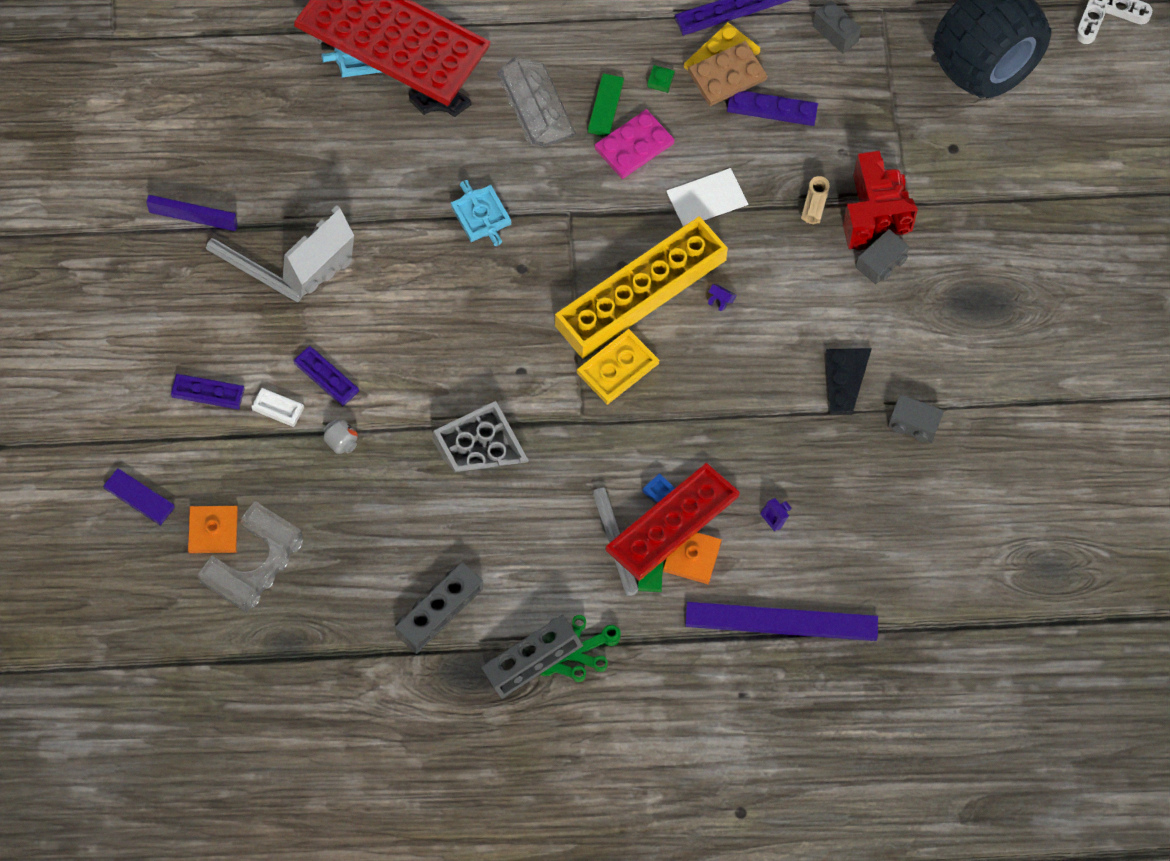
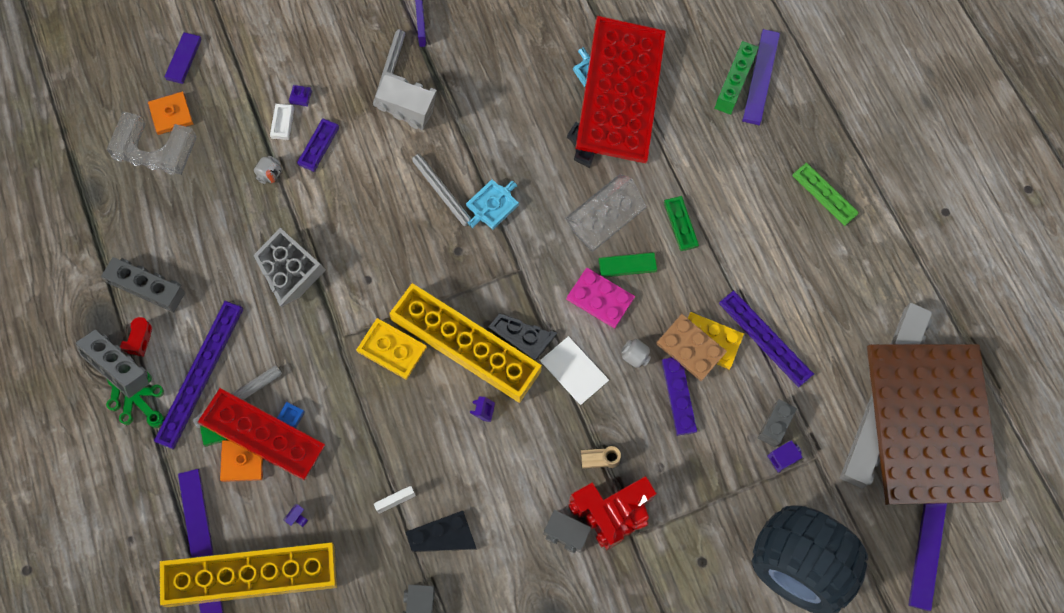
camera: 70 degrees right, 5 degrees up
(207, 391) = (280, 72): dark purple tile -> none
(250, 377) = (300, 95): none -> dark purple tile
(439, 261) = (441, 189): none -> light grey axle
(504, 627) = (138, 337): none -> red leg
(572, 576) = (198, 375): none -> dark purple tile
(576, 37) = (681, 223): none -> green tile
(653, 229) = (523, 337): none -> black wing
(661, 78) = (669, 299): green plate -> none
(712, 129) = (636, 353): none -> light grey head
(792, 410) = (394, 499): none -> white tile
(829, 570) = (247, 574): none -> yellow brick
(873, 33) = (785, 456): none -> dark purple brick

